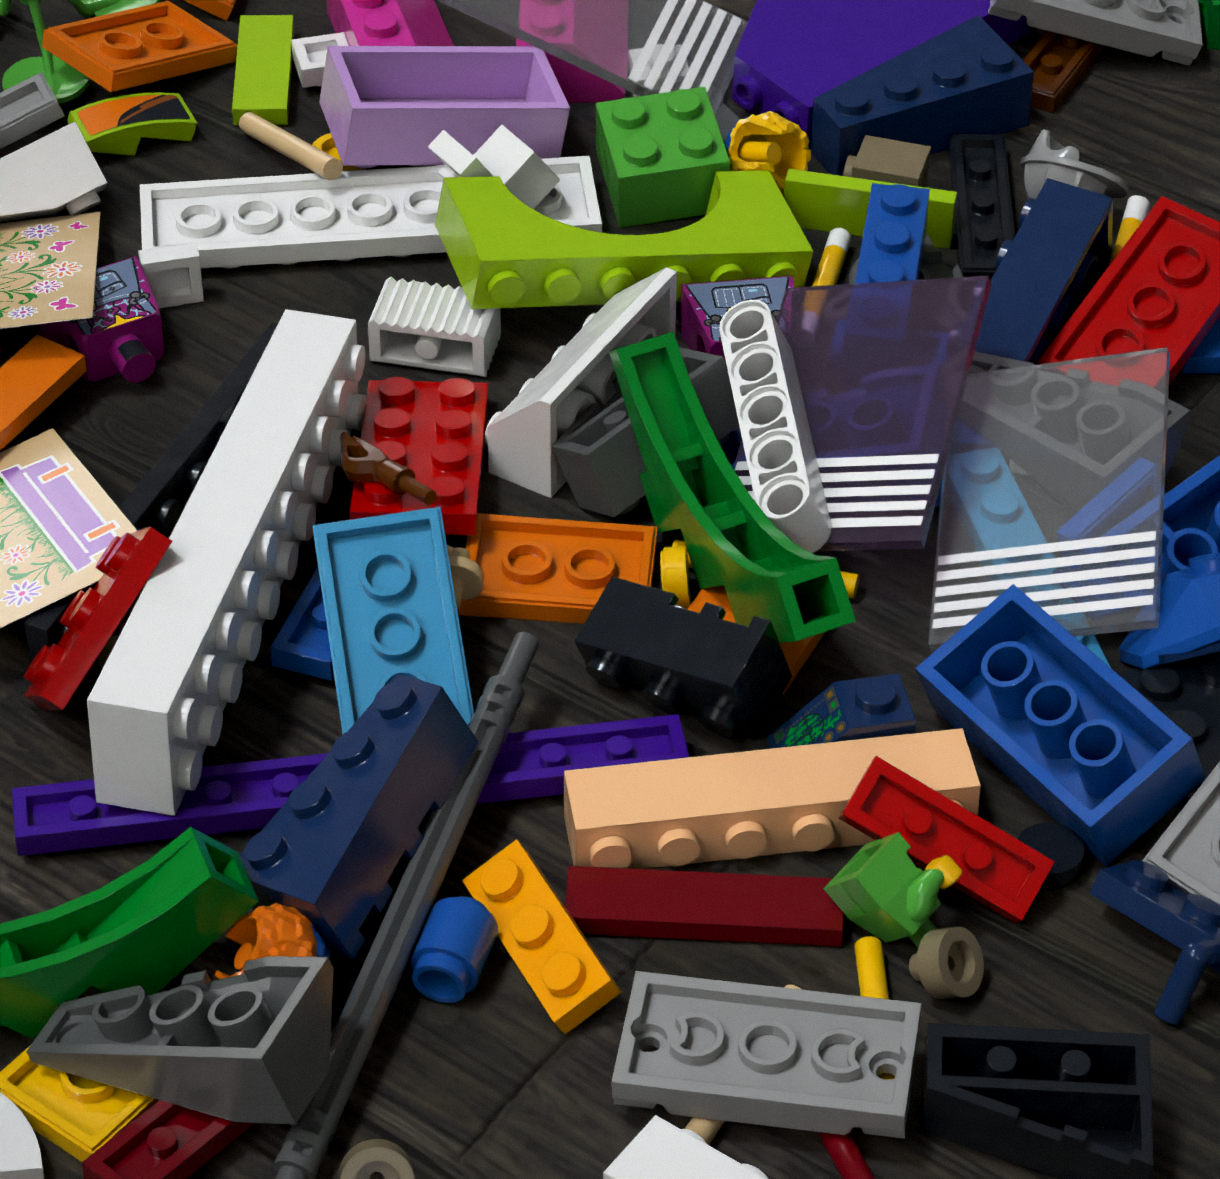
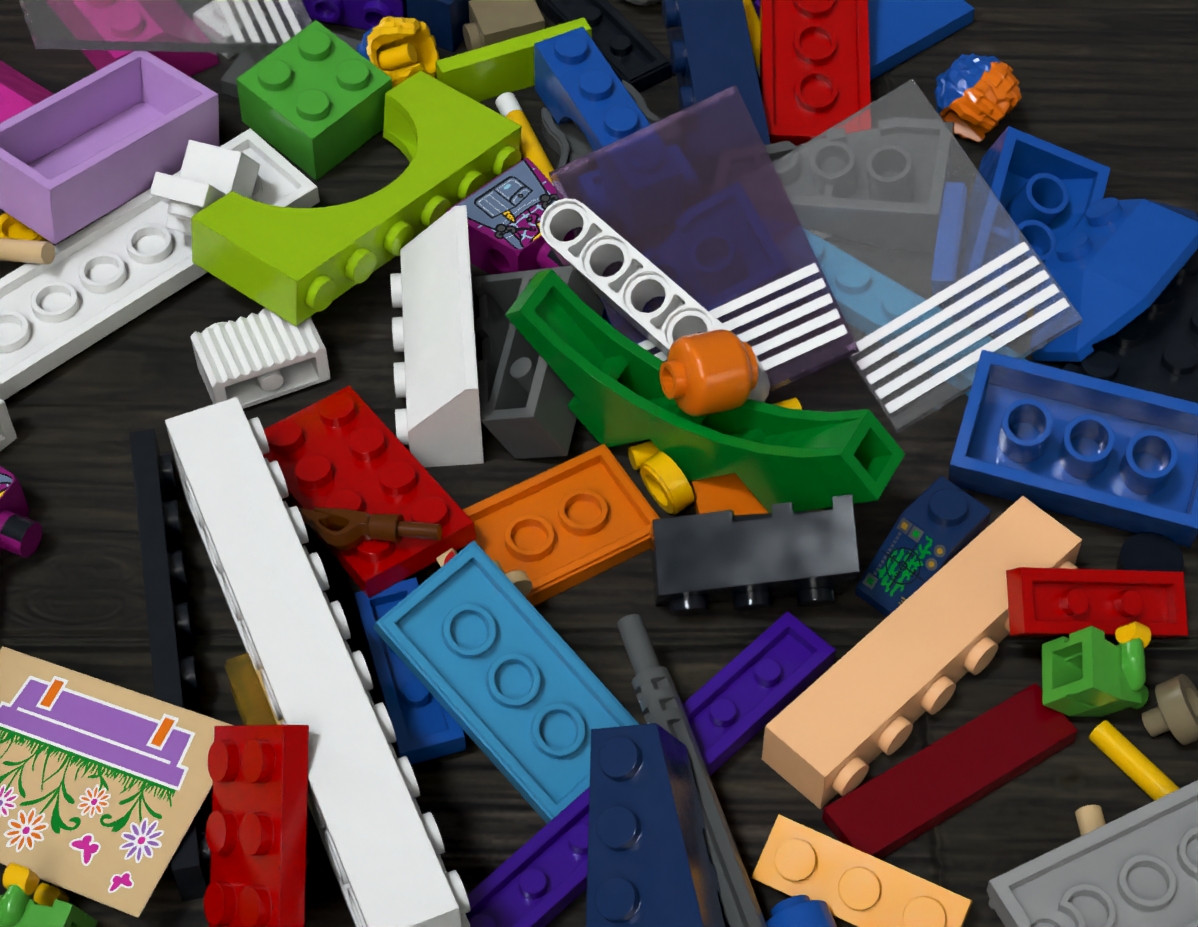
camera: 35 degrees left, 10 degrees up
(743, 478) = (709, 372): none -> orange head

